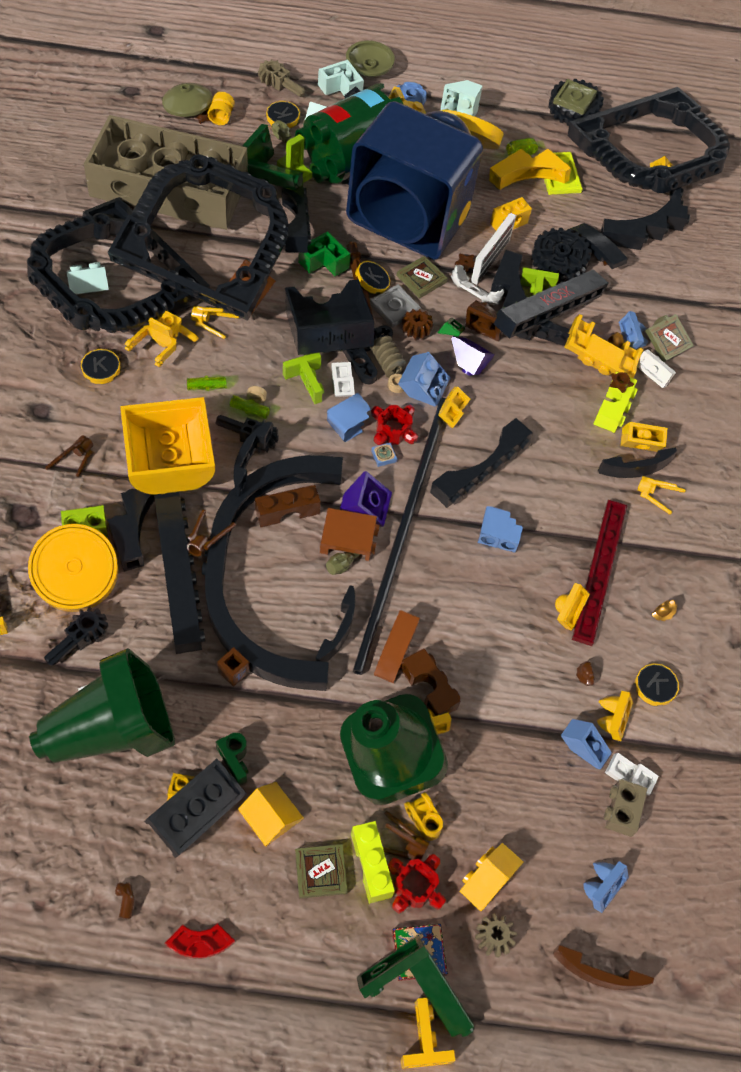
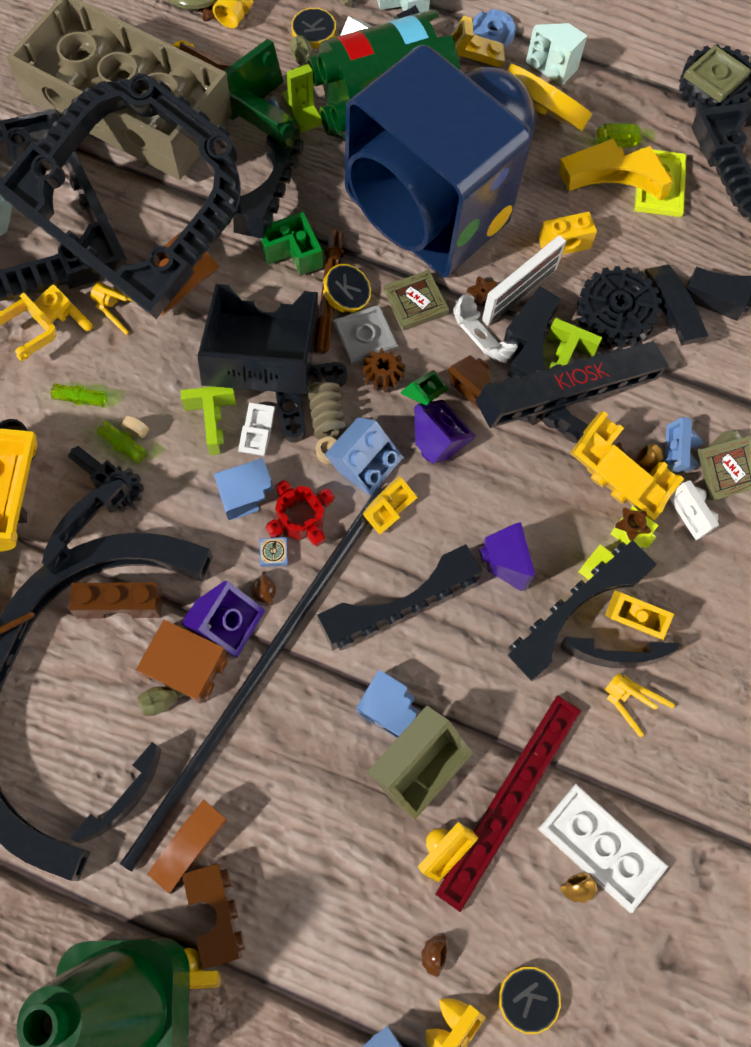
camera: 20 degrees right, 10 degrees up
(386, 478) = (263, 589): none -> reddish brown piece
(536, 554) = (420, 762): none -> olive piece
(548, 420) = (508, 556): none -> dark purple slope
(626, 409) = (622, 571): none -> black arch
(668, 582) = (603, 848): none -> white tile

